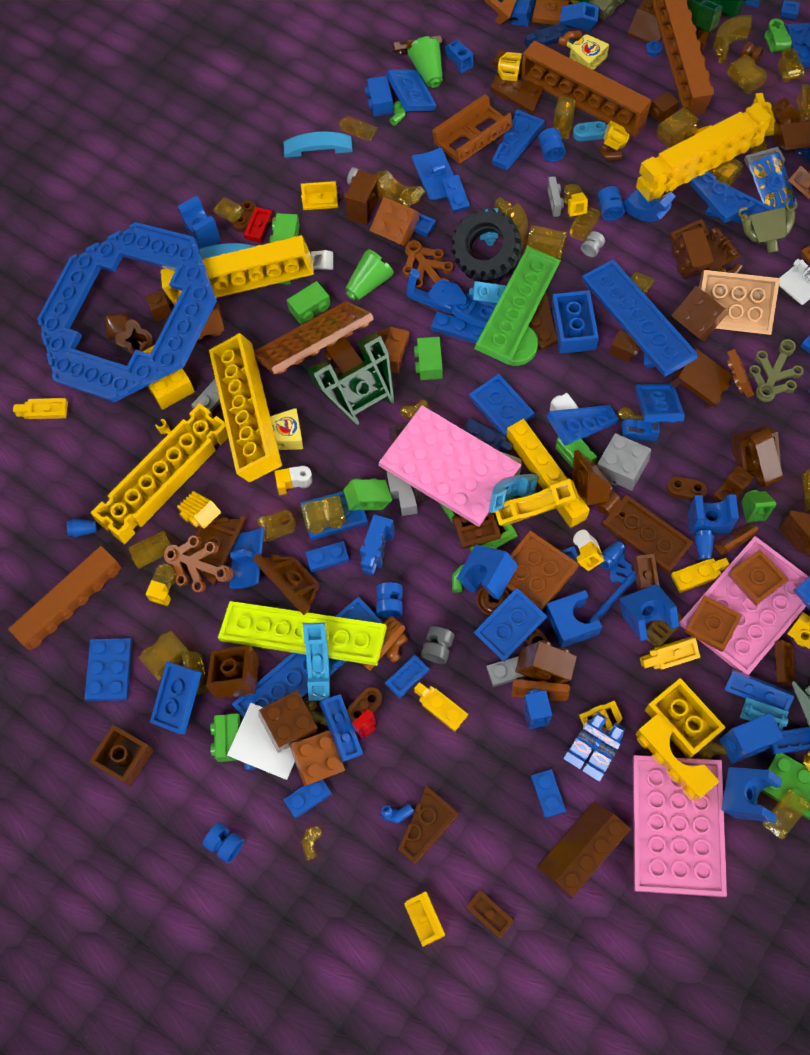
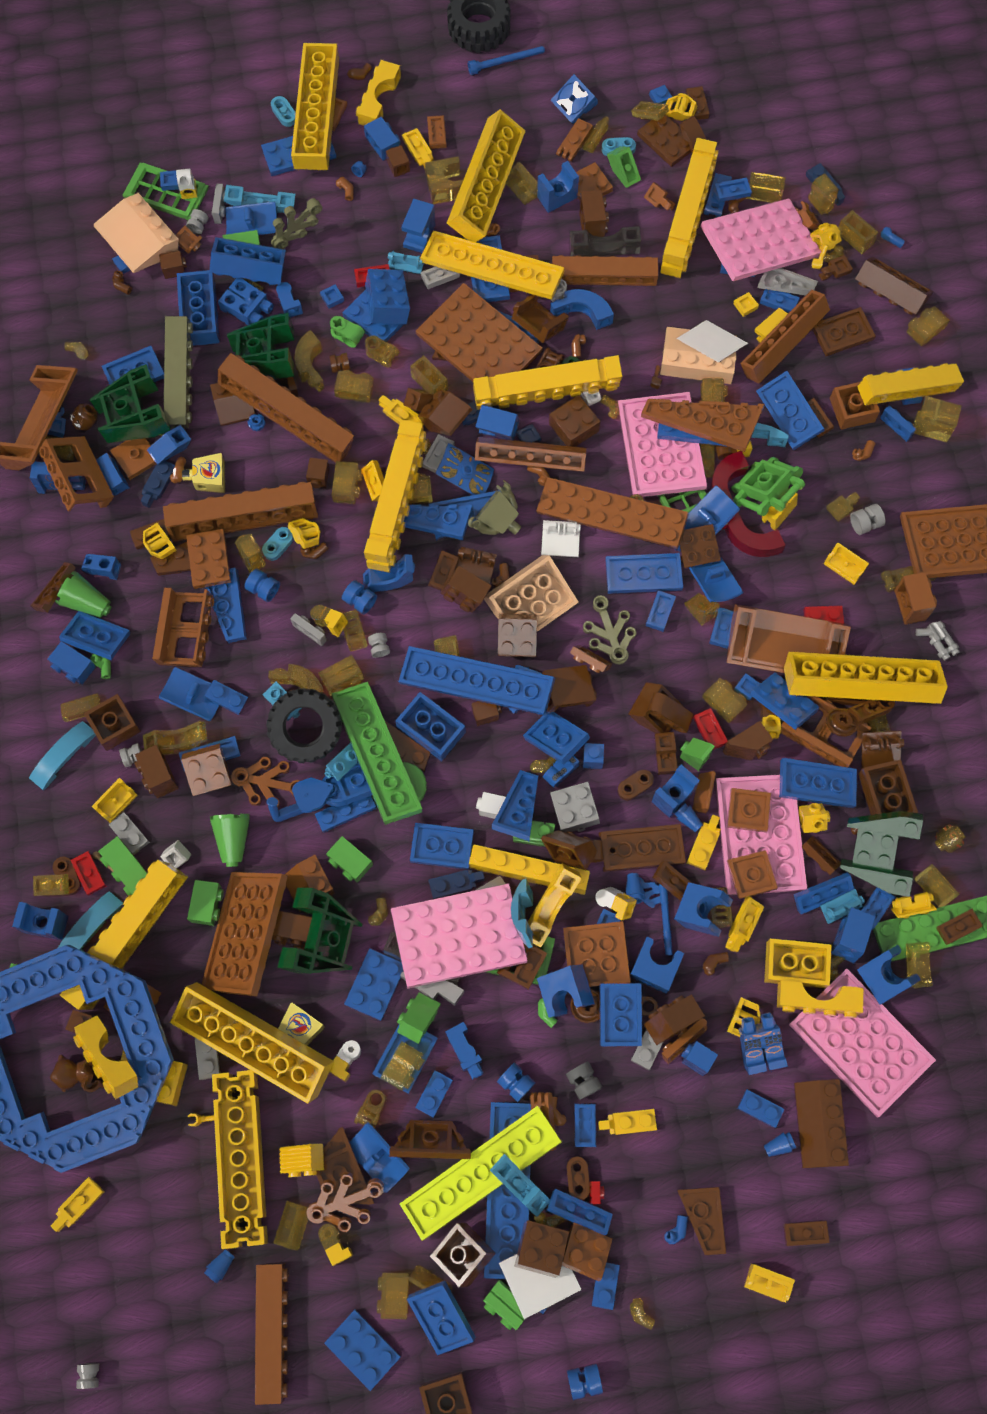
camera: 50 degrees left, 5 degrees up
(139, 340) = (117, 1075): none -> yellow arch
(308, 223) = (129, 833): none -> light grey plate
(360, 451) = (375, 985): none -> blue plate
(366, 147) = (112, 722): none -> reddish brown brick
(532, 101) = (208, 559): none -> dark orange plate
(537, 833) = (780, 1145): none -> blue cone
(619, 657) = (712, 961): none -> reddish brown arm
(674, 440) = (593, 756): none -> blue brick
(785, 499) = (710, 728): none -> red plate

